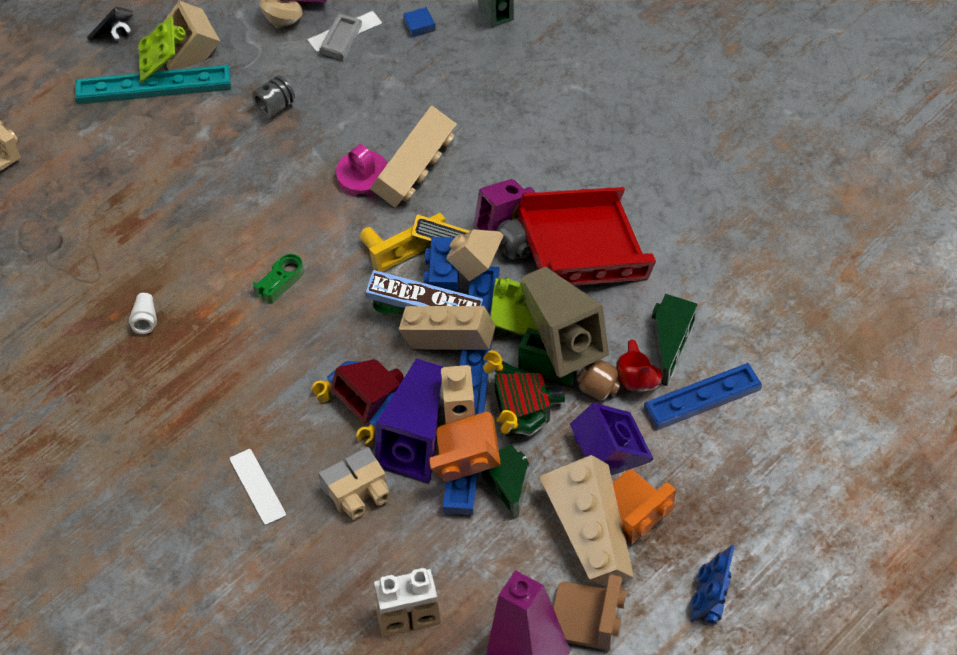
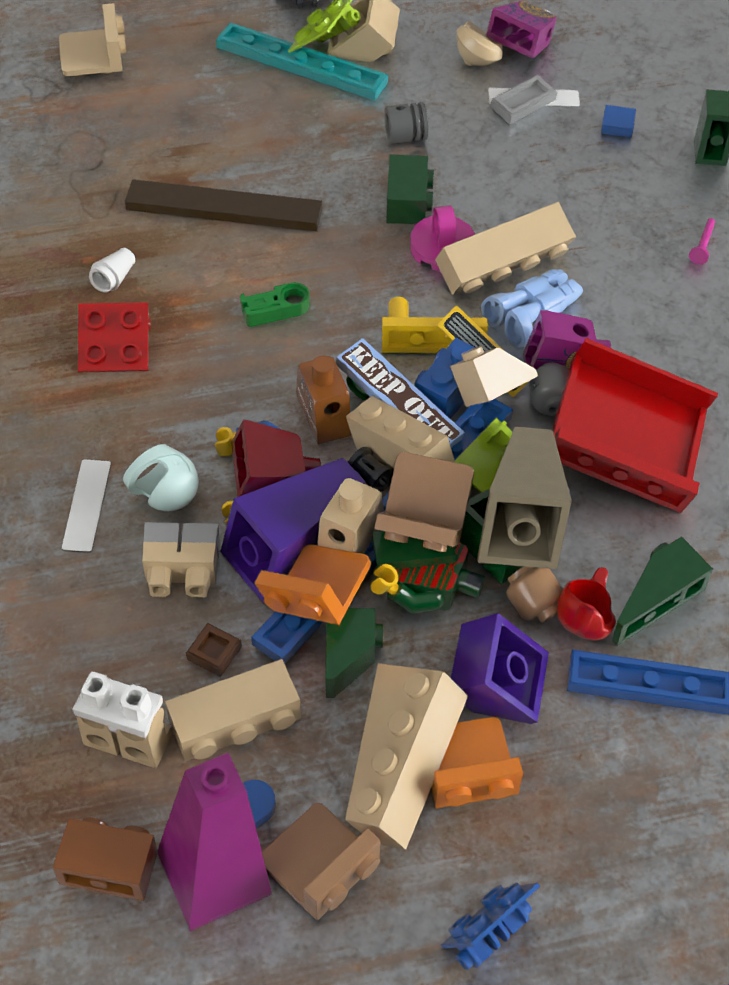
camera: 30 degrees right, 0 degrees up
(183, 224) = (224, 205): none -> dark brown tile
(185, 361) = (113, 337): none -> red hinge
(307, 437) = (169, 484): none -> light aqua helmet
(312, 146) = (408, 189): none -> dark green brick
(371, 326) = (322, 386): none -> dark orange torso
(421, 530) = (213, 649): none -> reddish brown tile
(436, 356) = (370, 469): none -> black bush
(460, 180) = (522, 306): none -> light blue piece
(468, 557) = (234, 710): none -> tan brick
(503, 355) = (426, 501): none -> medium nougat bracket
(508, 390) = (408, 554): none -> dark green tile
(541, 95) = (699, 254): none -> dark pink pin

